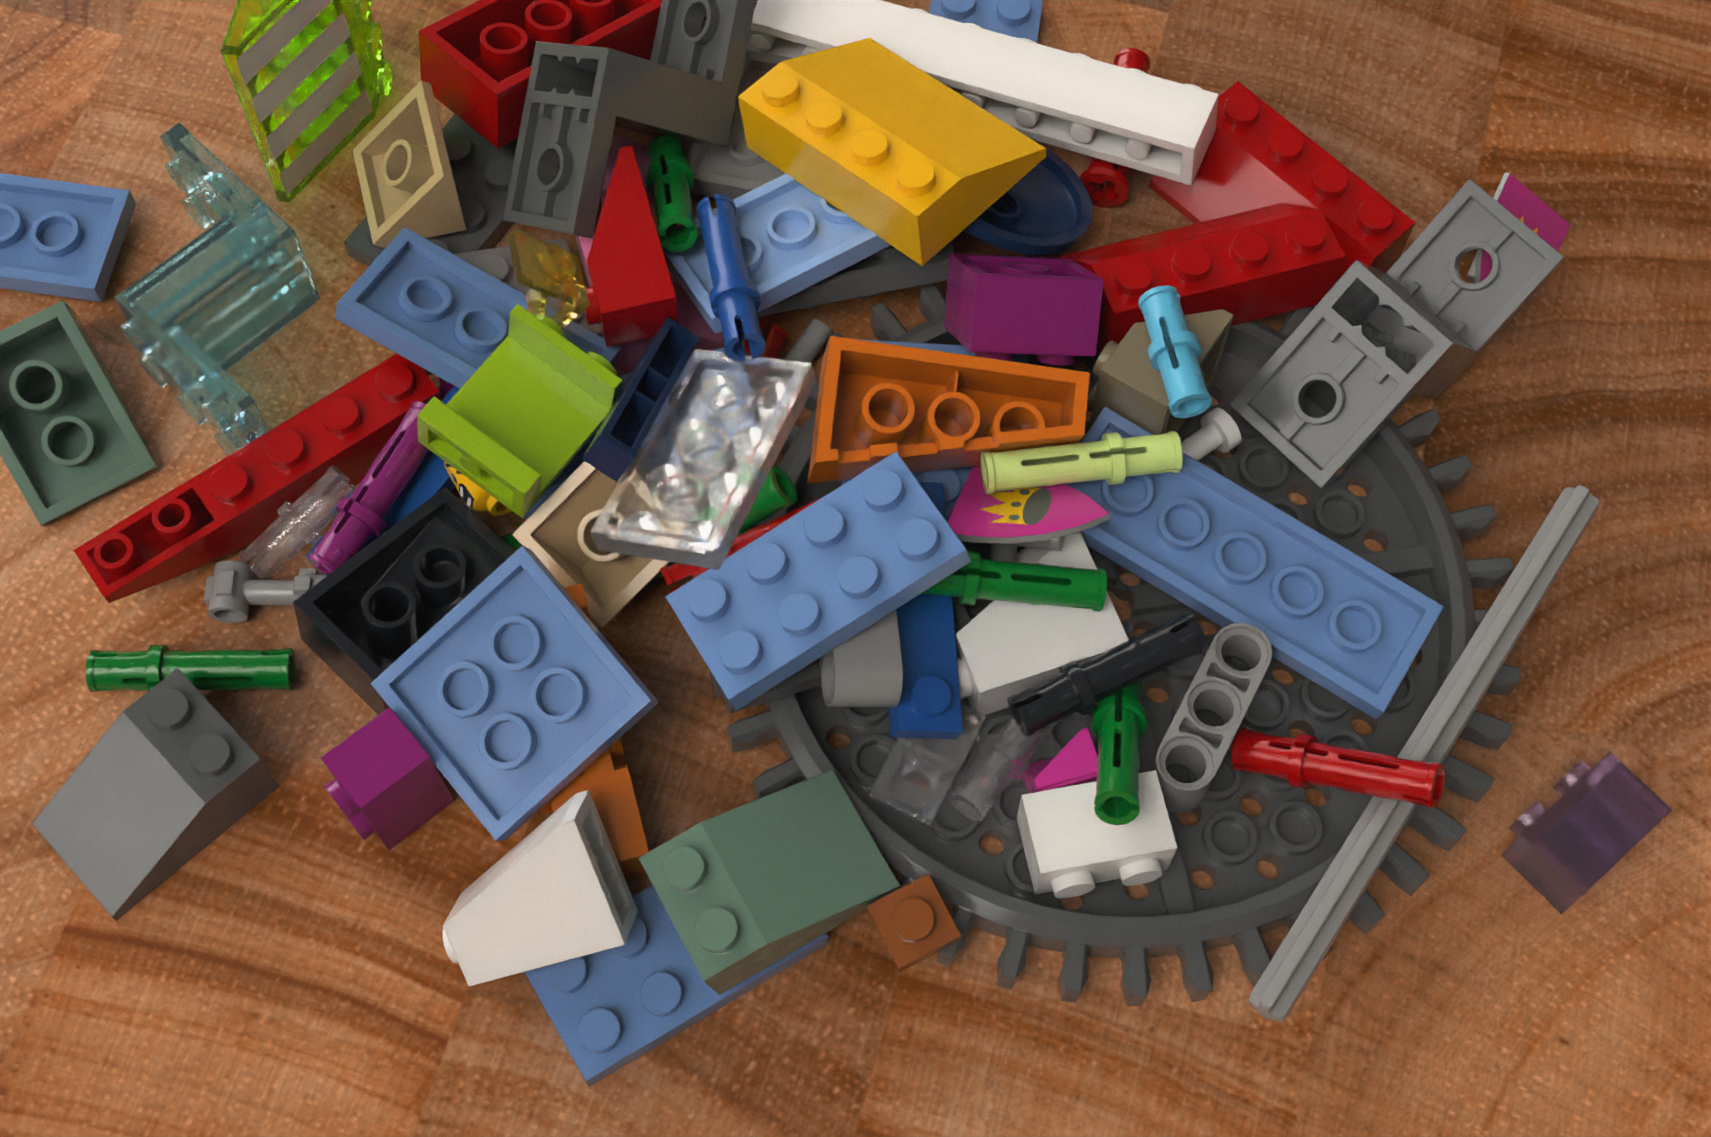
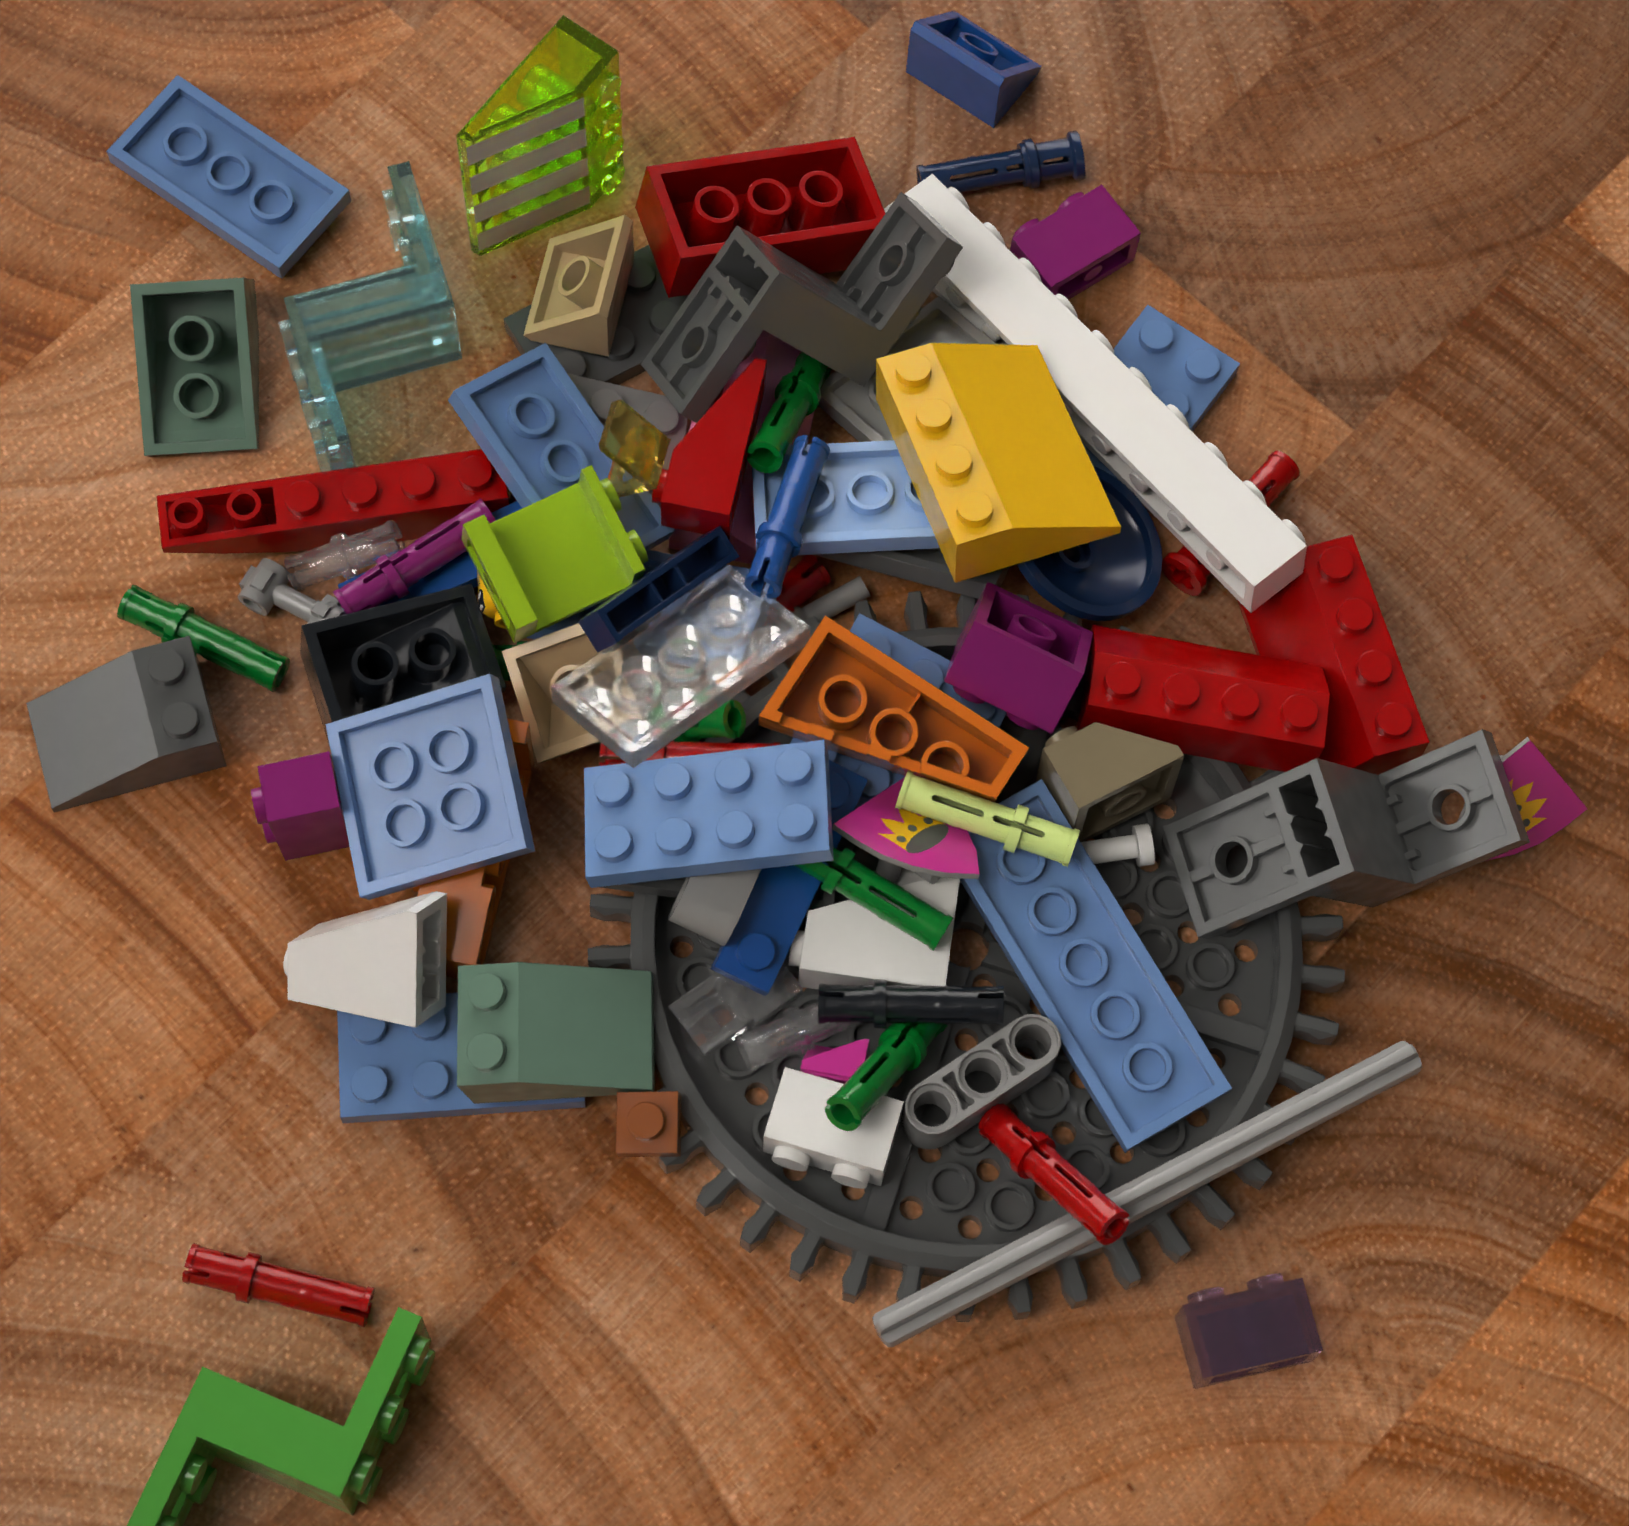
camera: 25 degrees right, 5 degrees up
(1180, 374) = (1106, 764): medium azure pin -> none

